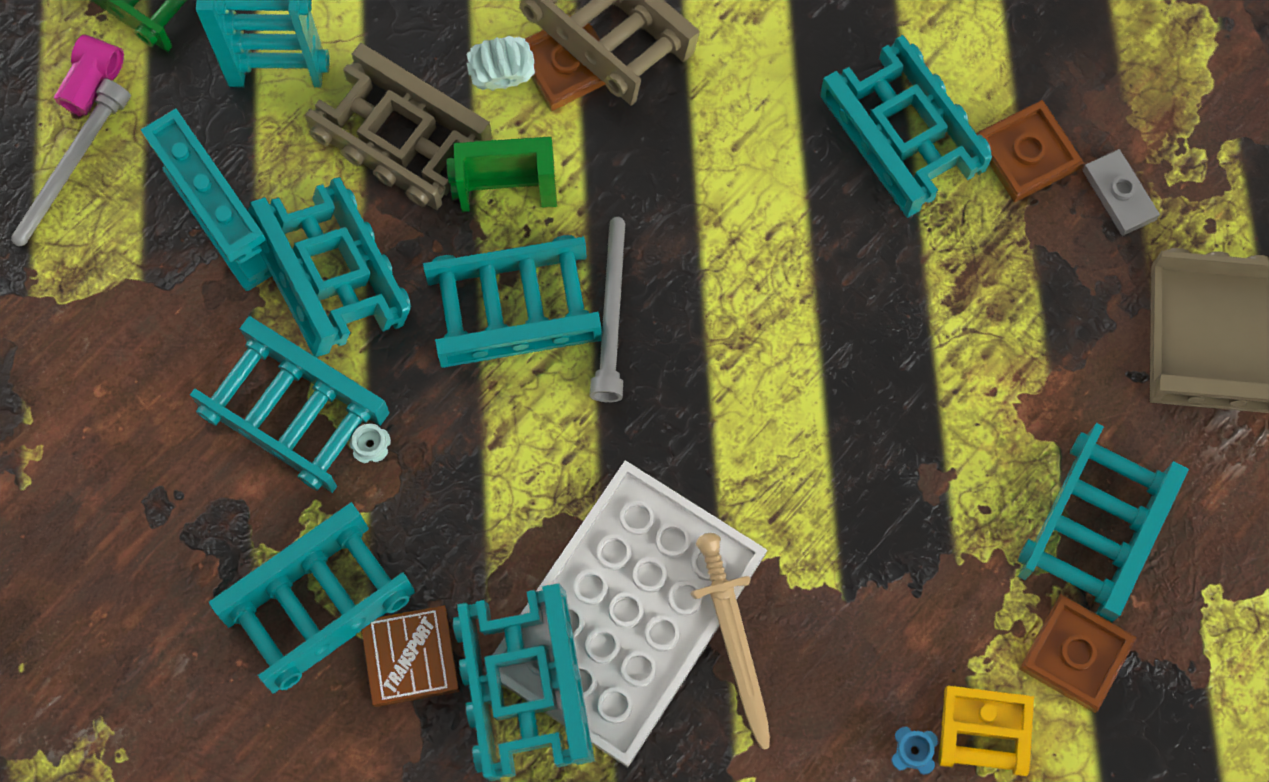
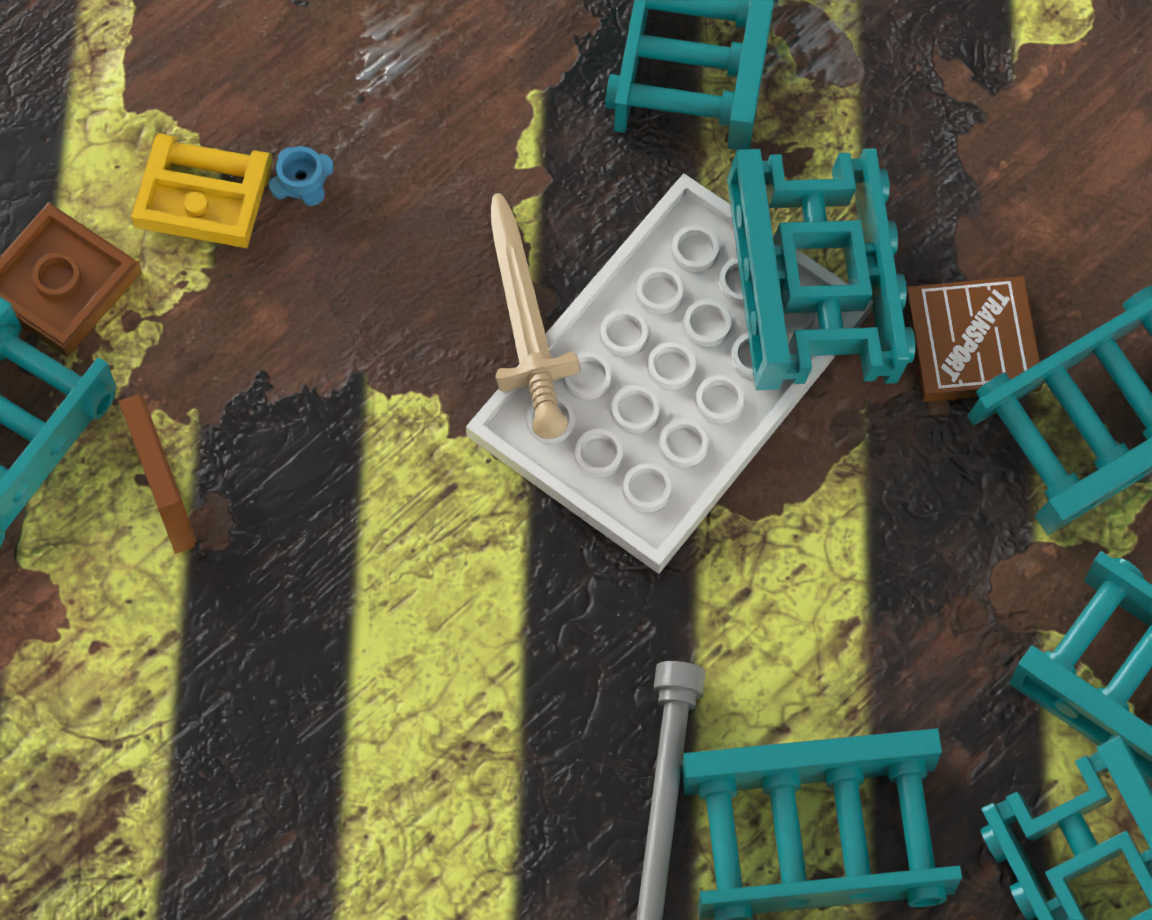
camera: 175 degrees left, 5 degrees down
(367, 433) = (1041, 614): light aqua plate -> none
(974, 487) = (158, 473): none -> dark orange tile

